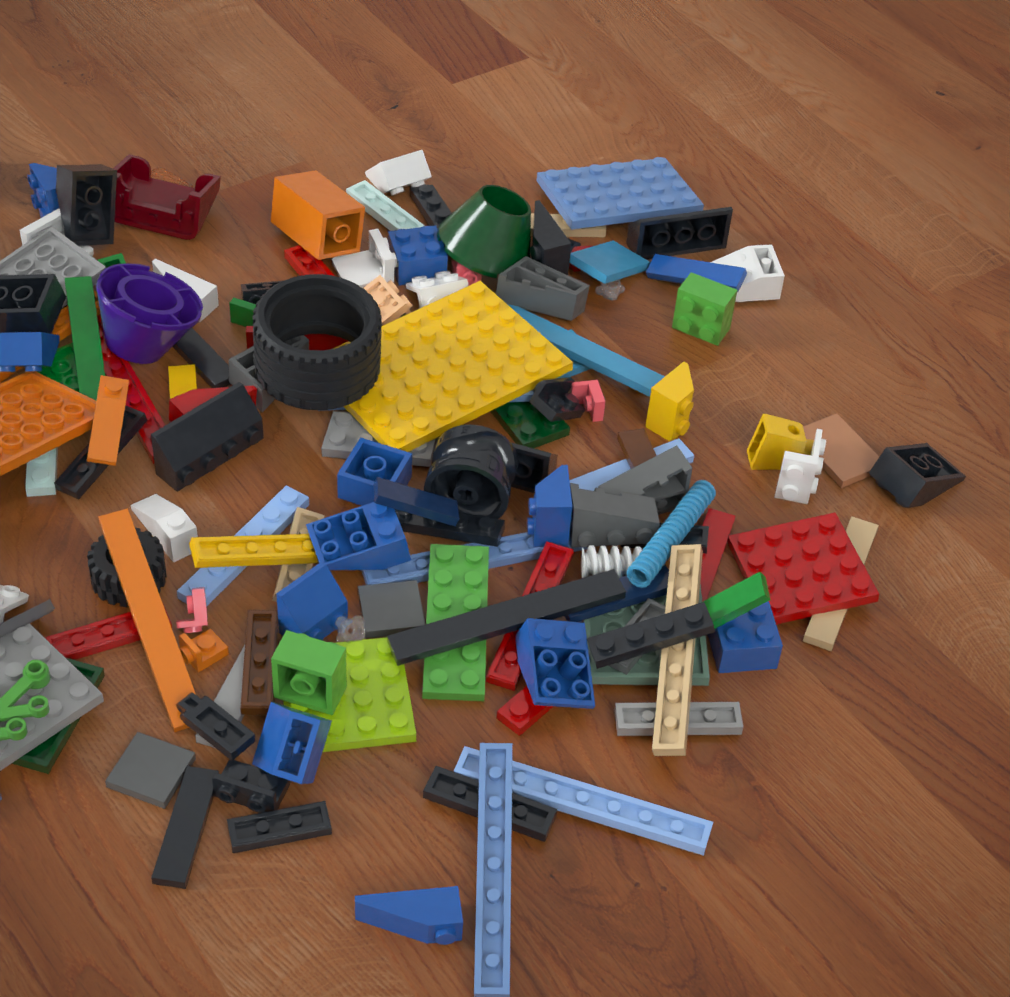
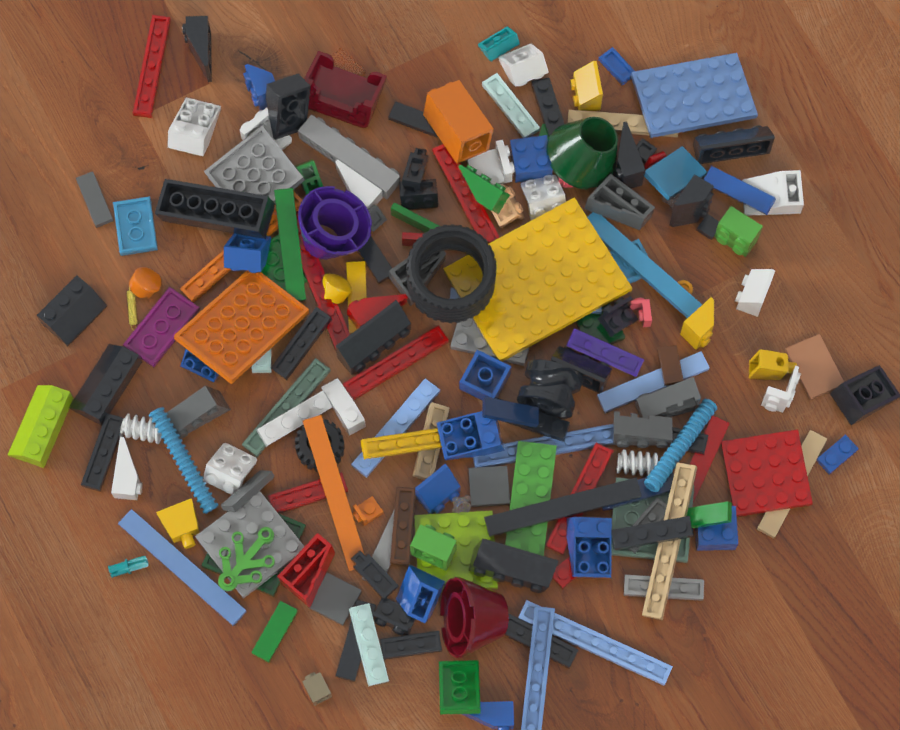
camera: 10 degrees right, 25 degrees up
(47, 823) = (274, 631): none -> green tile
(74, 533) = (297, 393): none -> sand green tile
(74, 544) = (293, 418): none -> white plate
(104, 724) = (308, 569): none -> red wedge
(108, 420) = (306, 327): orange slope -> none
(118, 898) = (316, 688): none -> dark tan brick
(143, 246) = (334, 146): none -> light grey brick
(153, 387) = (336, 288): none -> yellow hair
(196, 604) = (363, 488): coral bracket -> none
(208, 827) = (368, 644): none -> light aqua plate
(209, 320) = (376, 216): none -> dark grey plate
(244, 472) = (395, 362): none -> red tile
(257, 228) = (411, 118): none -> black tile
(262, 269) = (415, 168): none -> black hinge
(364, 160) = (499, 43): none -> teal slope
(365, 874) = (459, 687): none -> green tile
(370, 278) = (484, 191): none -> green slope
(377, 761) = (471, 616): none -> dark red cone
(439, 690) = (512, 565): none -> black slope
(481, 173) = (587, 88): none -> yellow slope
(516, 175) = (616, 66): none -> blue tile
(551, 509) = (600, 423): blue slope -> none
(570, 449) = (605, 352): none -> dark purple plate
(638, 277) = (692, 202): none -> black slope
(661, 315) = (708, 227): none -> black tile
(739, 369) = (755, 290): none -> white slope
(896, 544) = (837, 454): none -> blue plate

